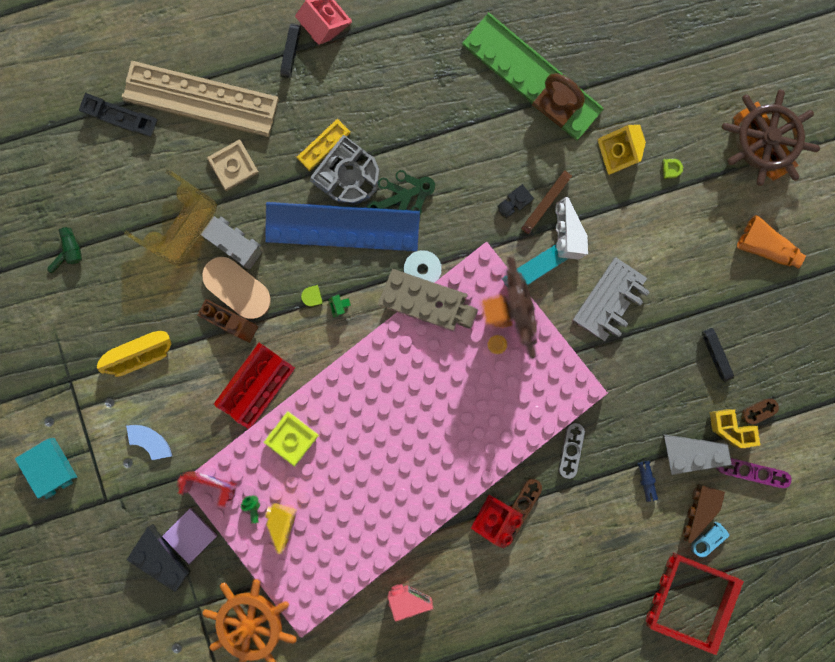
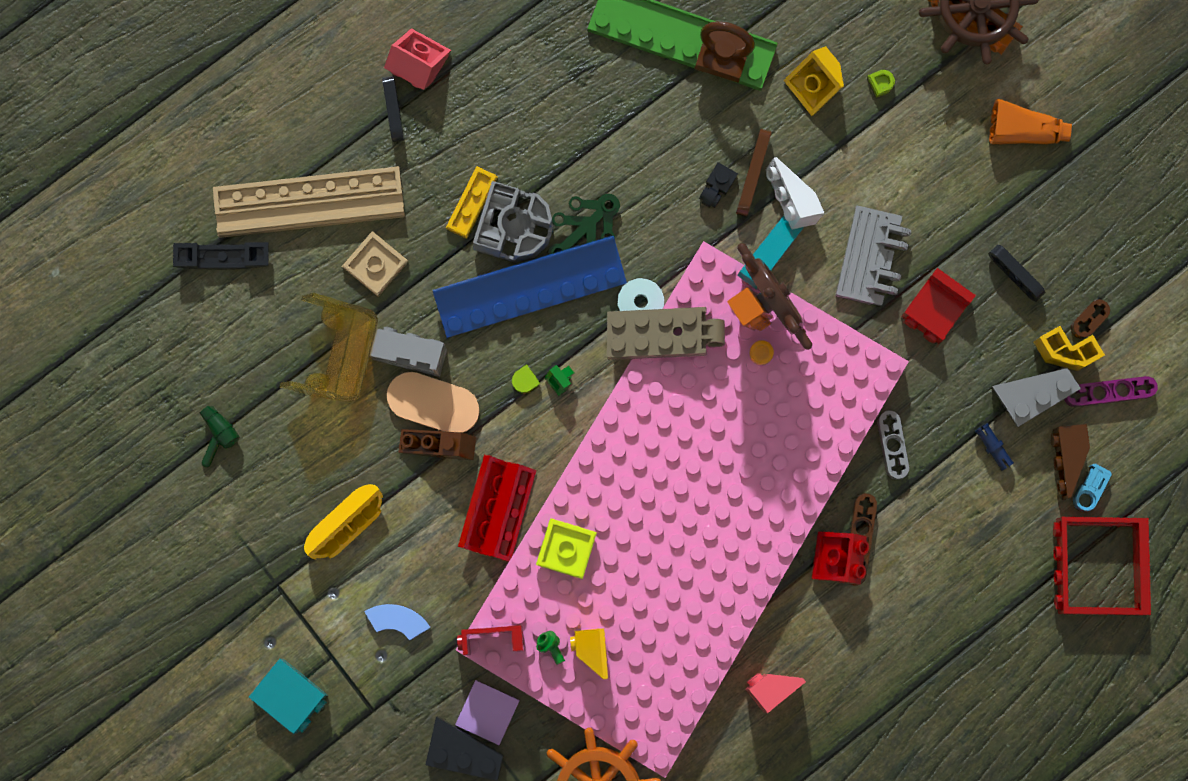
camera: 20 degrees left, 5 degrees down
(646, 358) = (937, 306): none -> red panel

